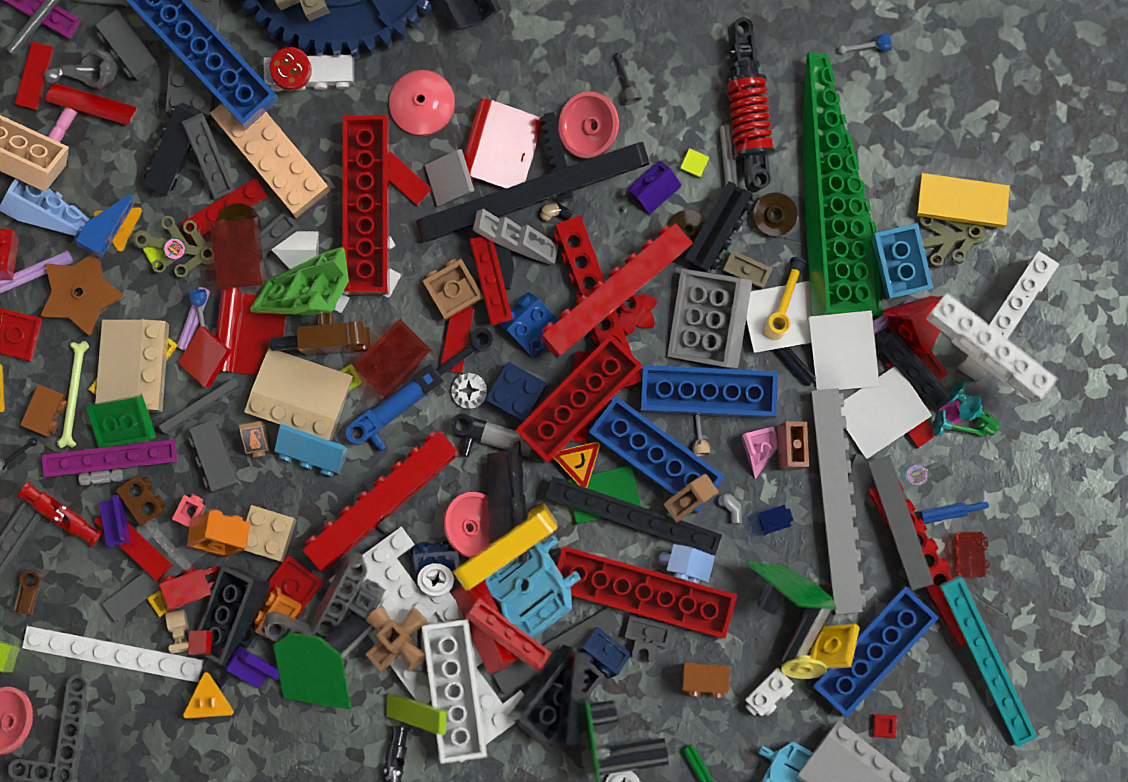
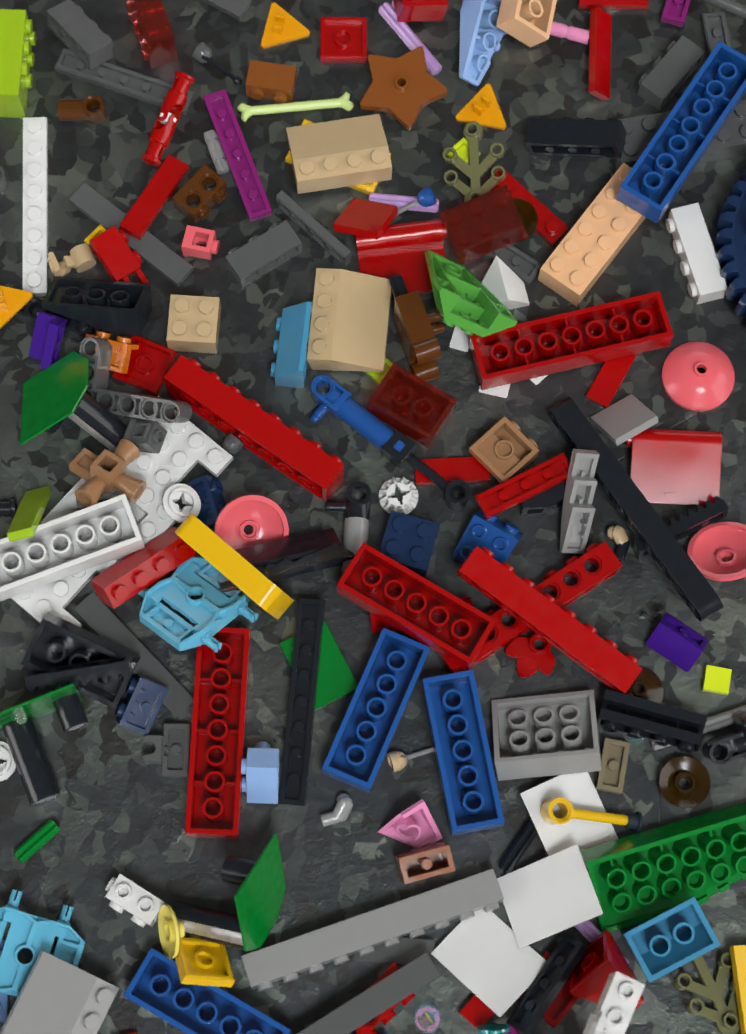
camera: 70 degrees right, 10 degrees down
(95, 70) = (634, 49): dark grey hair -> none
(101, 230) = (474, 89): blue slope -> none
(114, 522) = (171, 172): dark purple panel -> none
(120, 421) = (276, 151): green tile -> none
(167, 545) = (156, 228): clear tile -> none
(174, 248) = (471, 163): tile -> none
(199, 642) = (62, 280): red tile -> none
(208, 156) = (577, 169): dark grey tile -> none
(218, 533) = (181, 269): orange brick -> none
(255, 439) = (291, 286): slope -> none
(290, 68) = (693, 228): red head -> none
(508, 635) = (135, 588): red tile -> none
(579, 461) = (348, 628): piece -> none
(691, 497) = (335, 755): medium nougat slope -> none
(705, 678) = (134, 822): dark orange brick -> none
(775, 519) = (335, 863): clear blue brick -> none

